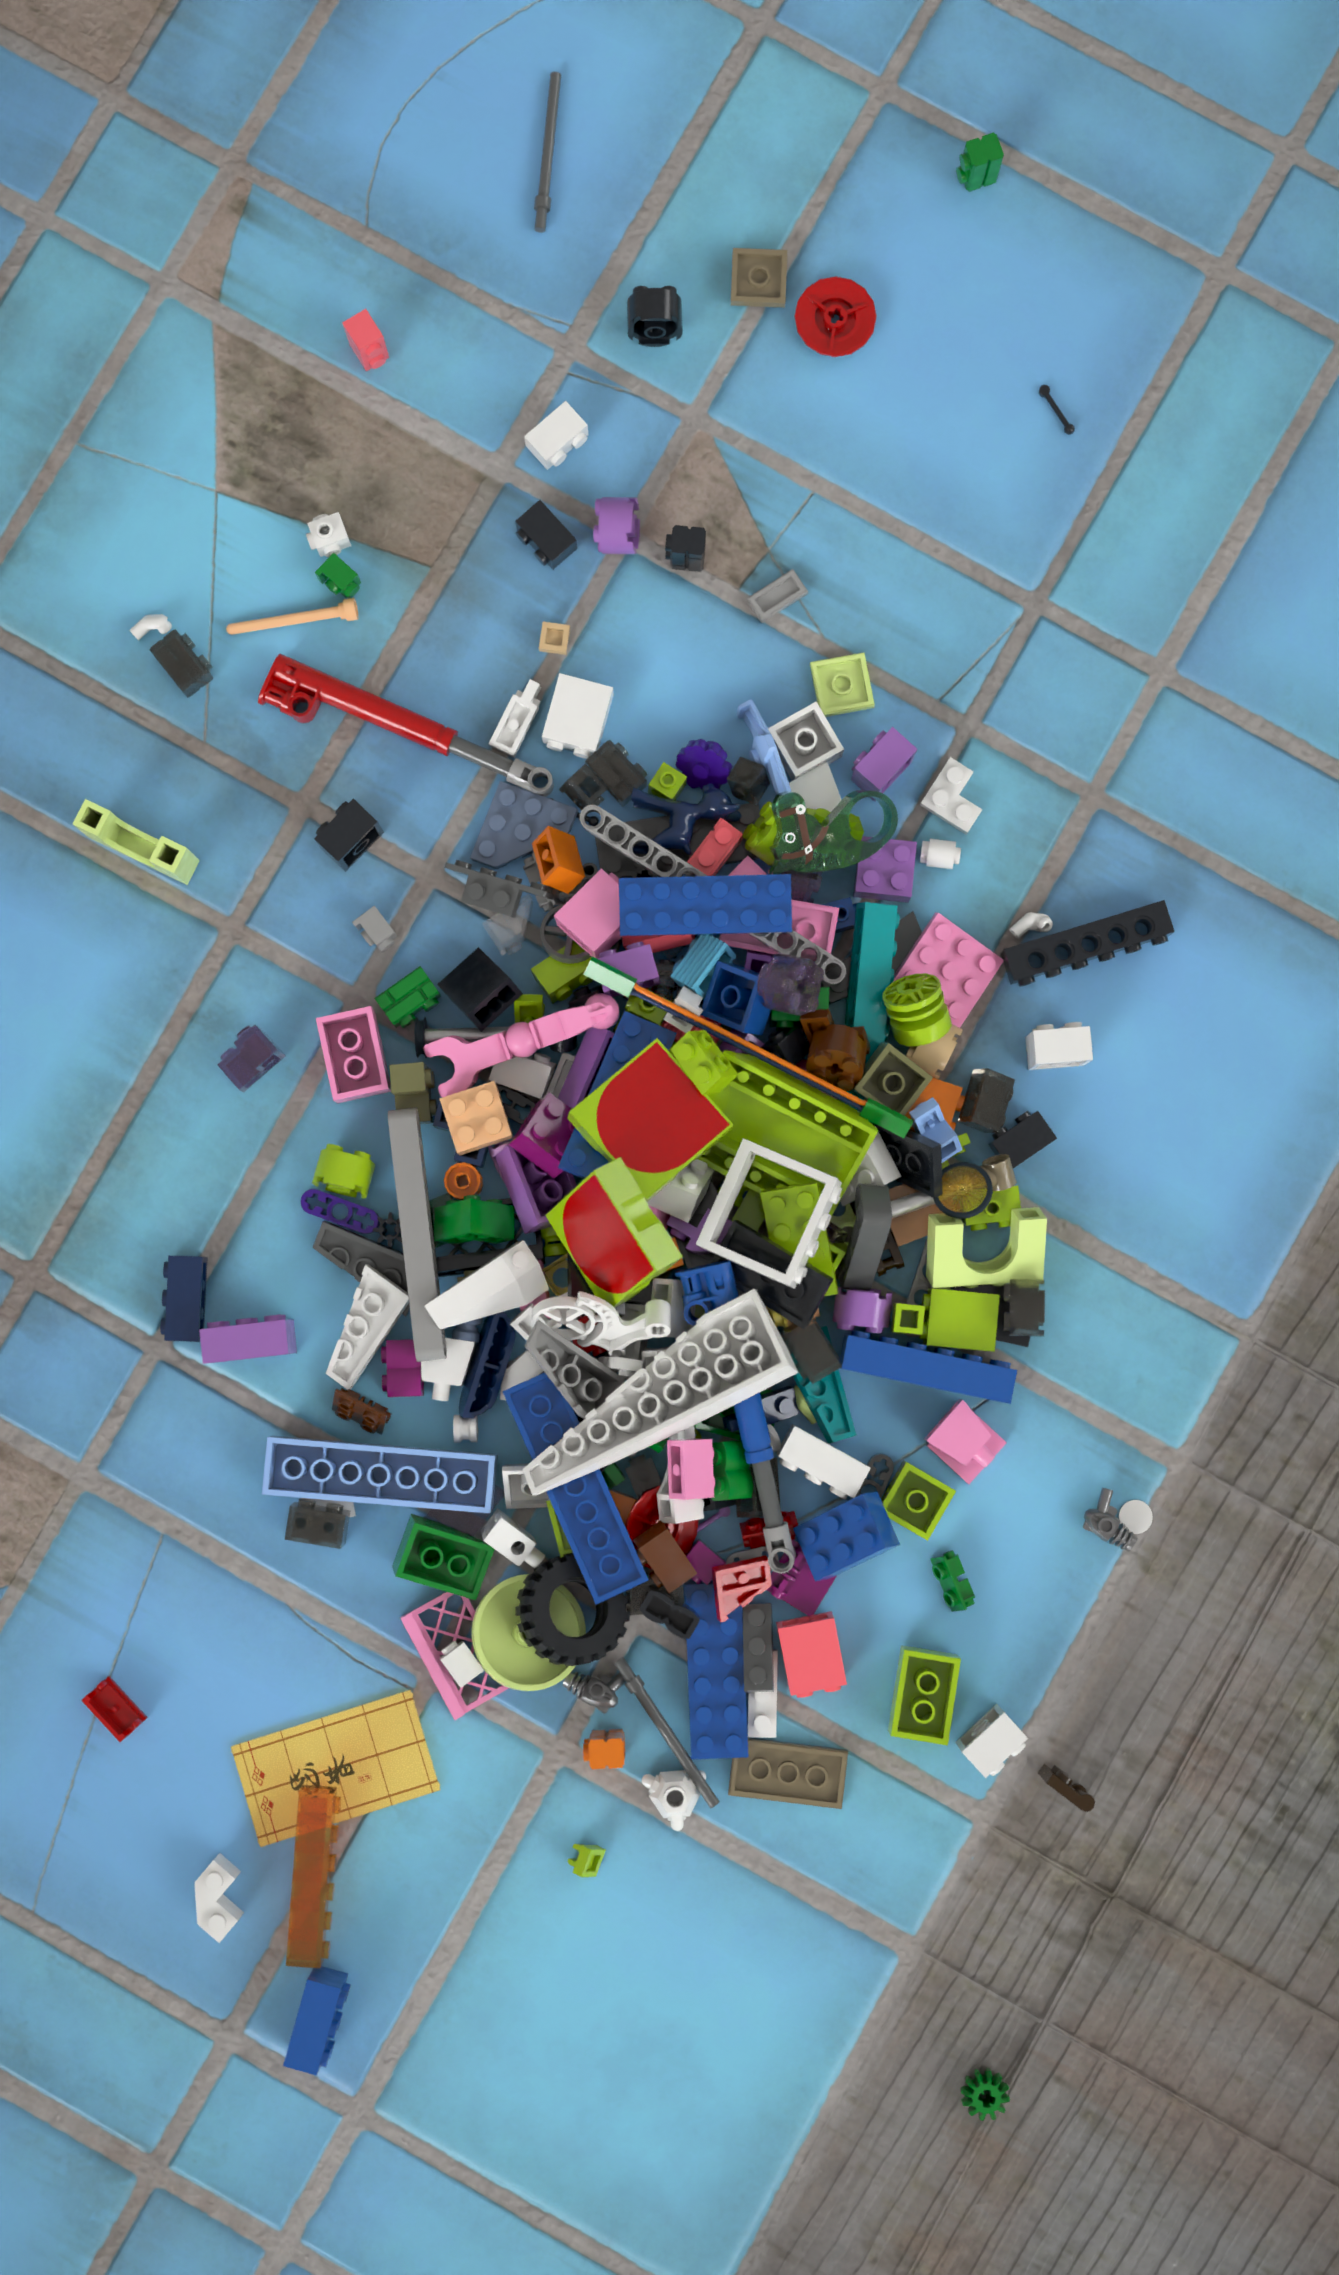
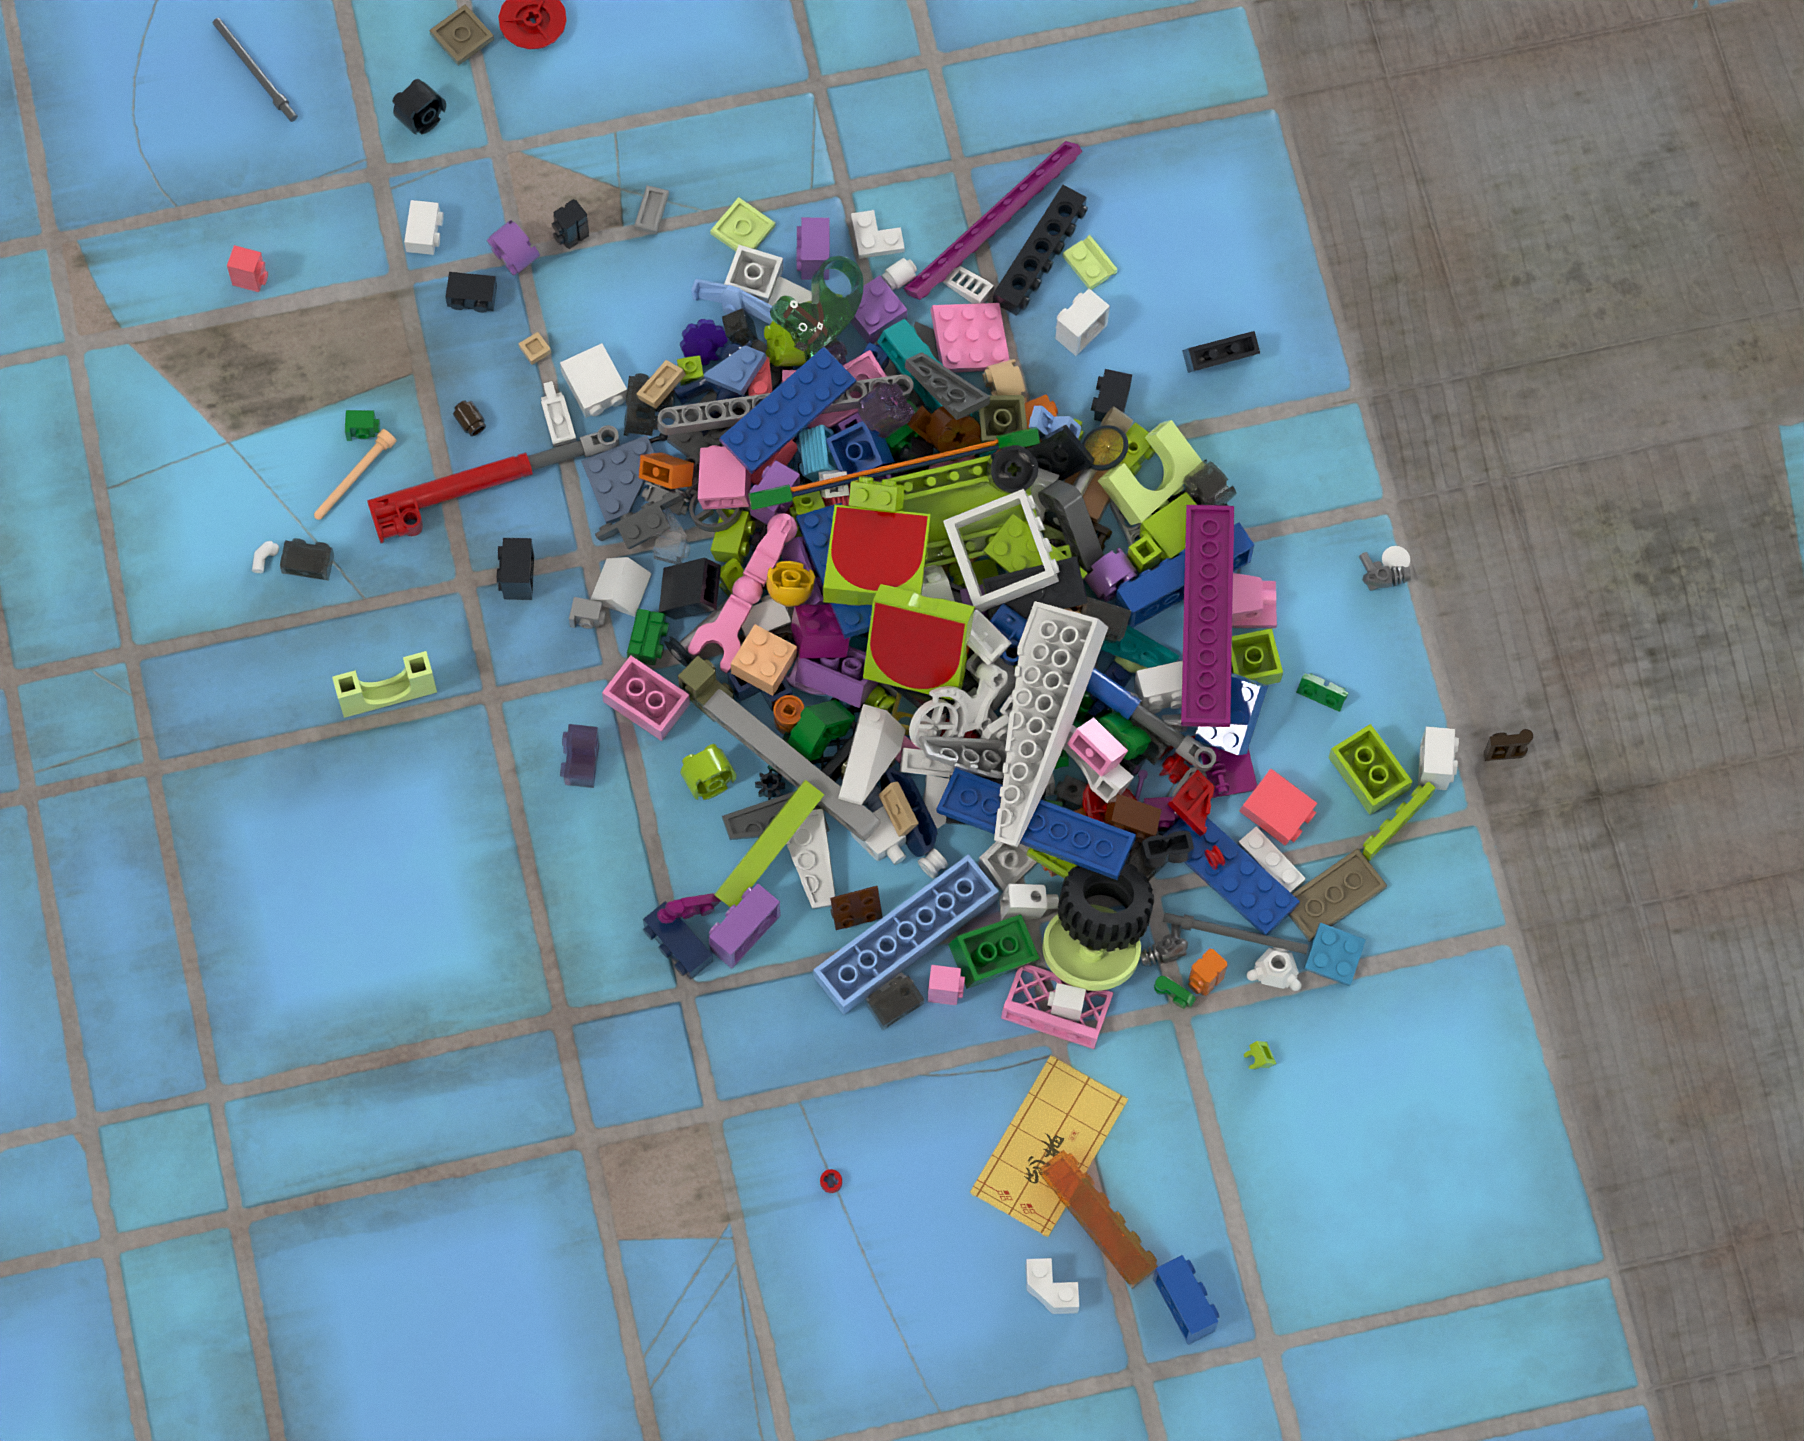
camera: 45 degrees left, 15 degrees down
(114, 1627) = (824, 1185): none -> red bush
(114, 1709) = (872, 1233): red hinge -> none
(211, 1282) = (688, 907): none -> magenta hinge
(323, 1197) = (707, 803): dark purple beam -> none
(327, 534) = (330, 404): white brick -> none
(331, 1290) = (769, 843): none -> lime tile
(370, 1552) = (945, 985): none -> bright pink brick
(403, 1370) = (859, 861): magenta brick -> none
(430, 929) = (621, 585): none -> white slope
(438, 654) = (469, 418): none -> dark brown brick
(472, 1359) = (898, 809): none -> tan plate
(560, 1069) = (790, 583): none -> yellow cylinder
(567, 1744) = (1180, 996): none -> green plate
(626, 774) = (661, 384): none -> tan plate
(679, 1284) = (986, 639): none -> white hinge
(701, 823) = (737, 370): none -> medium blue wing
(708, 1653) = (1214, 857): none -> red bush
(736, 1828) = (1334, 954): none -> dark azure plate
(758, 1648) = (1242, 832): dark grey plate -> none
(796, 1489) = (1174, 721): none -> white slope
(843, 1132) = (1019, 457): none -> black brick
(867, 1014) = (946, 387): none -> dark grey wing
(894, 1761) = (1404, 814): none -> lime plate
(901, 1438) = (1207, 616): none -> magenta plate
(917, 1009) = (977, 364): lime wheel -> none
(986, 1100) = (1068, 390): clear smoke brick -> none
(990, 2104) = (1639, 983): green gear -> none
(998, 940) = (987, 287): none -> white slope
(1033, 922) = (995, 266): white arm -> none
(1072, 876) = (992, 220): none -> magenta plate
(1122, 993) = (1089, 262): none -> yellowish green plate
(1159, 1187) = (1221, 351): none -> black brick

